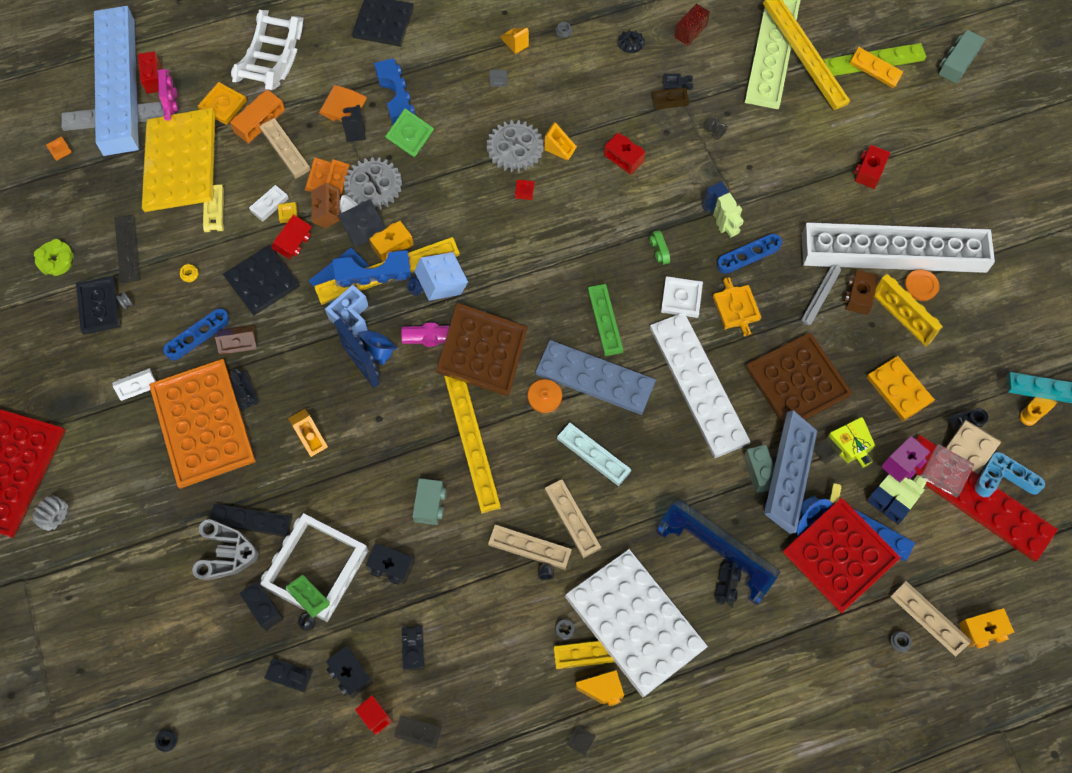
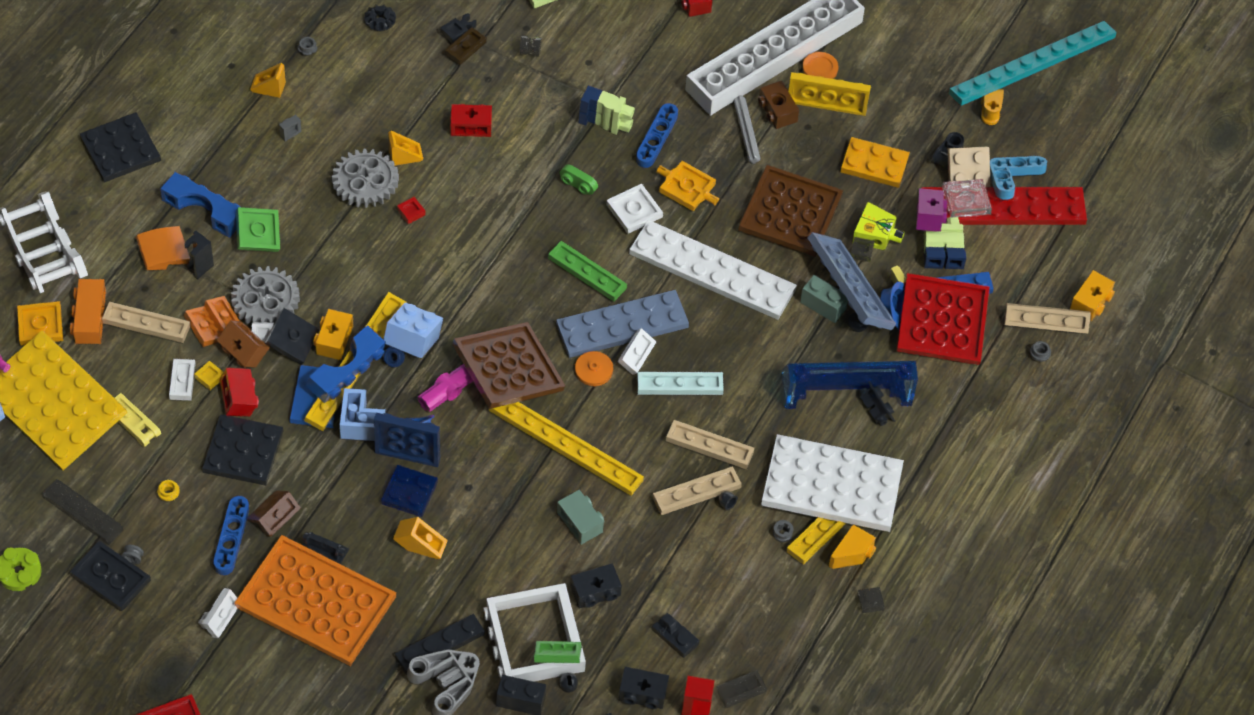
camera: 45 degrees left, 10 degrees down
(336, 391) = (409, 491): none -> clear blue plate
(584, 406) = (637, 351): none -> white plate

